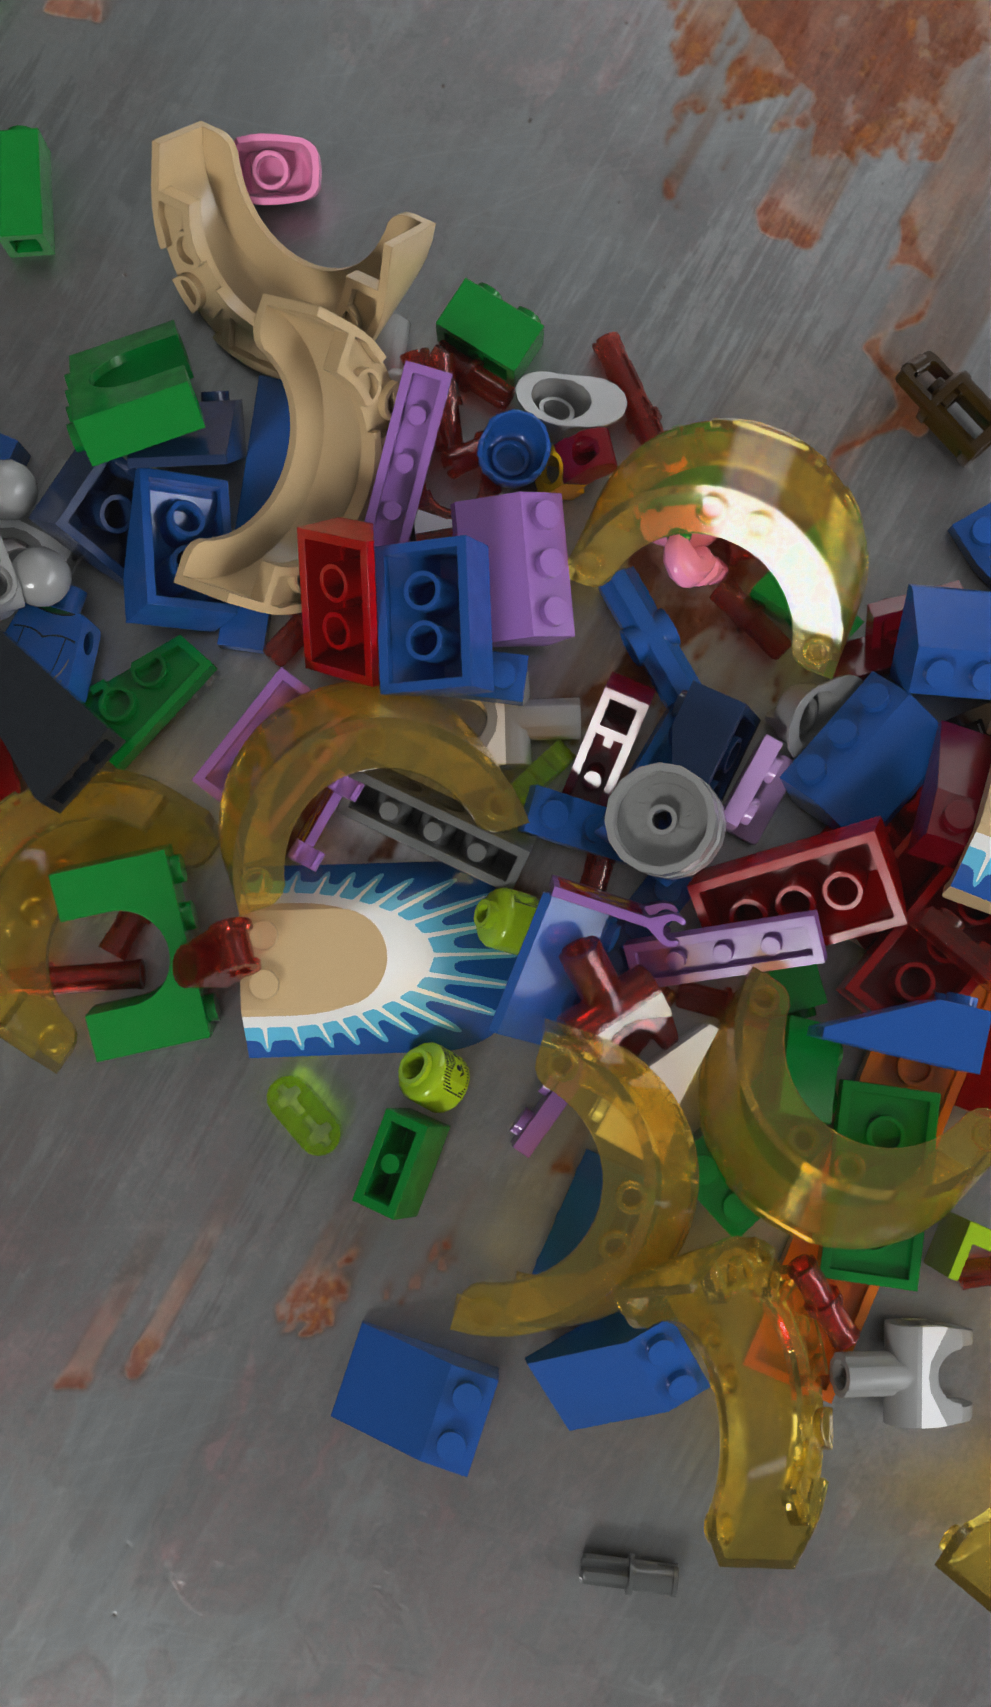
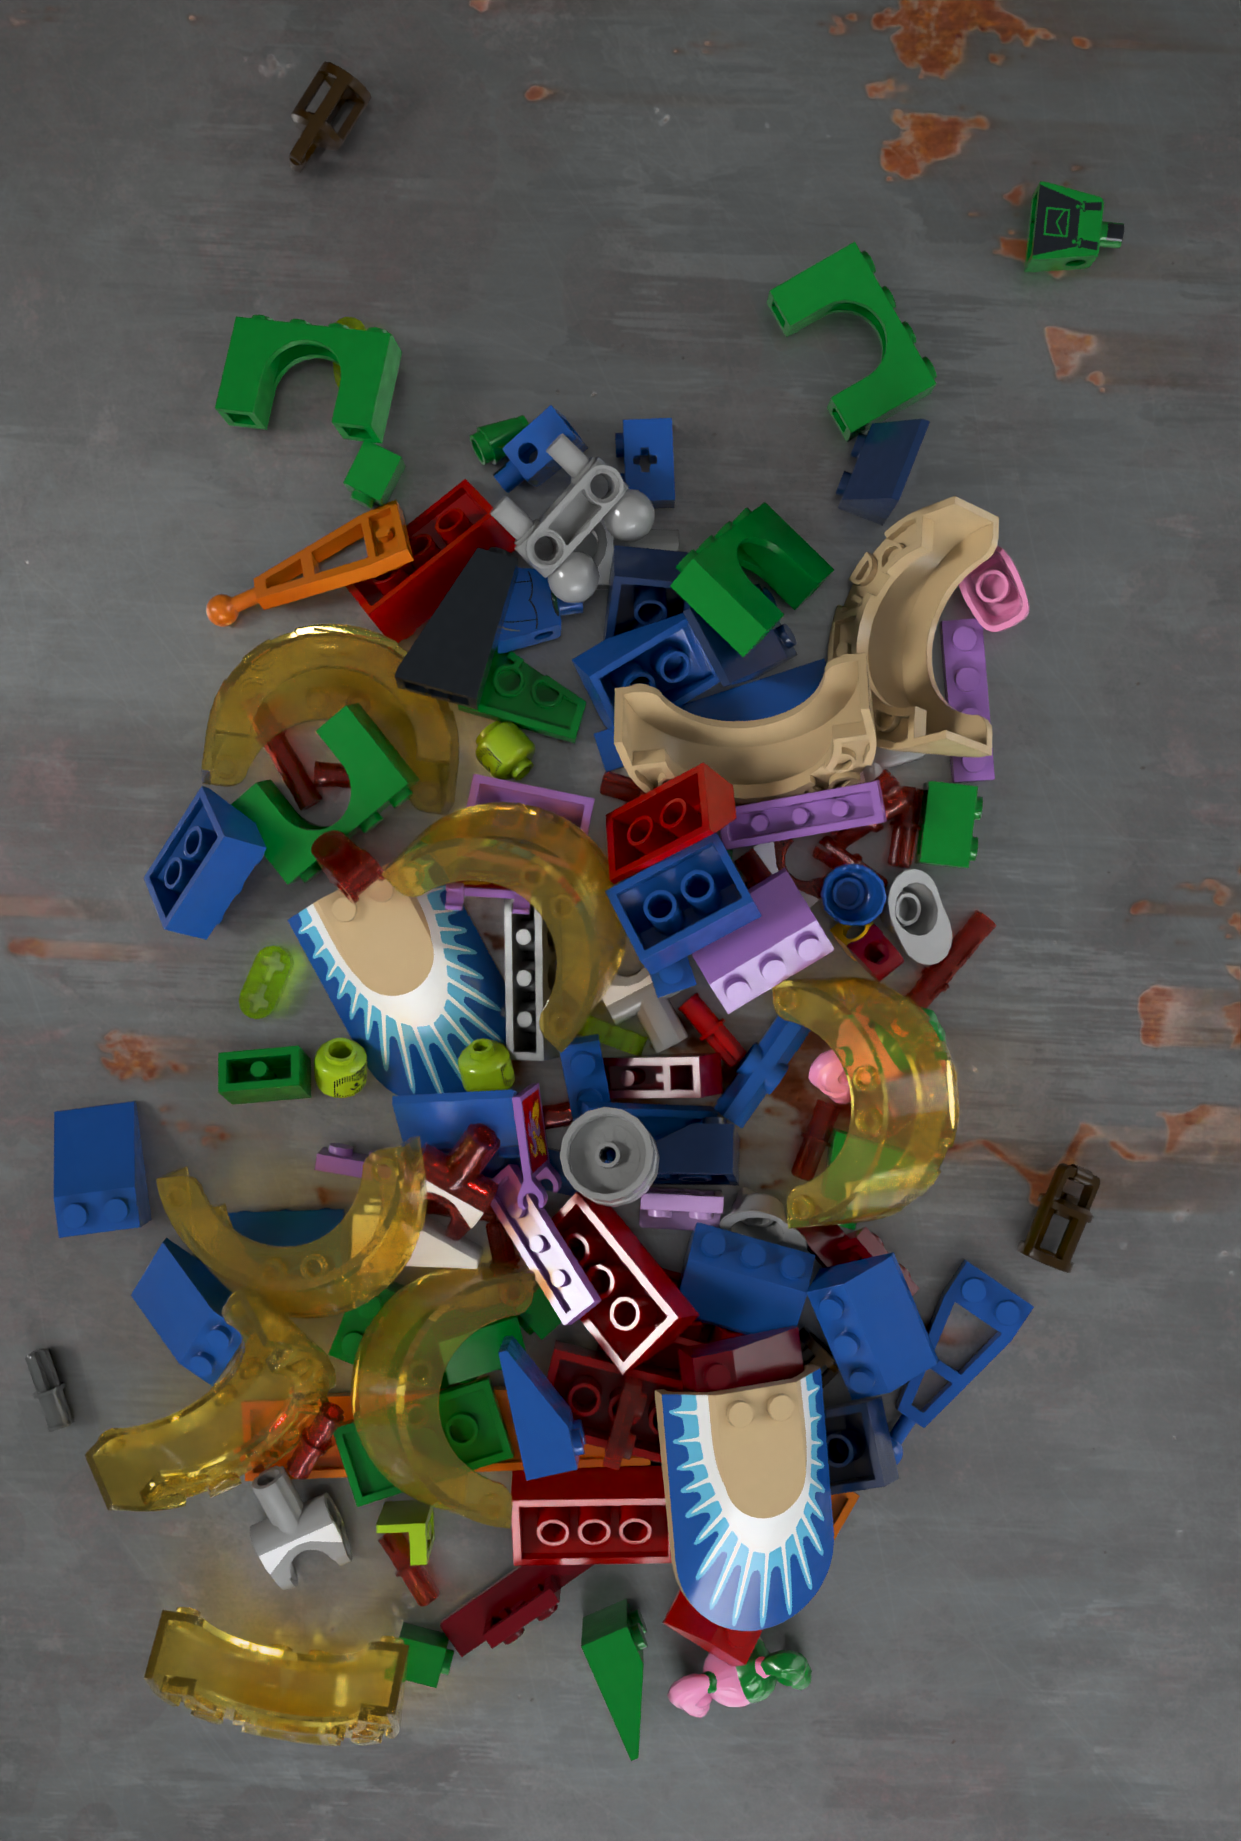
camera: 65 degrees right, 5 degrees up
(94, 216) = (880, 468): none -> dark blue slope
(144, 1116) = (203, 865): none -> blue slope
(186, 741) = (505, 751): none -> lime head
(345, 243) = (966, 688): none -> medium lavender plate
(584, 670) = (712, 1030): none -> red axle

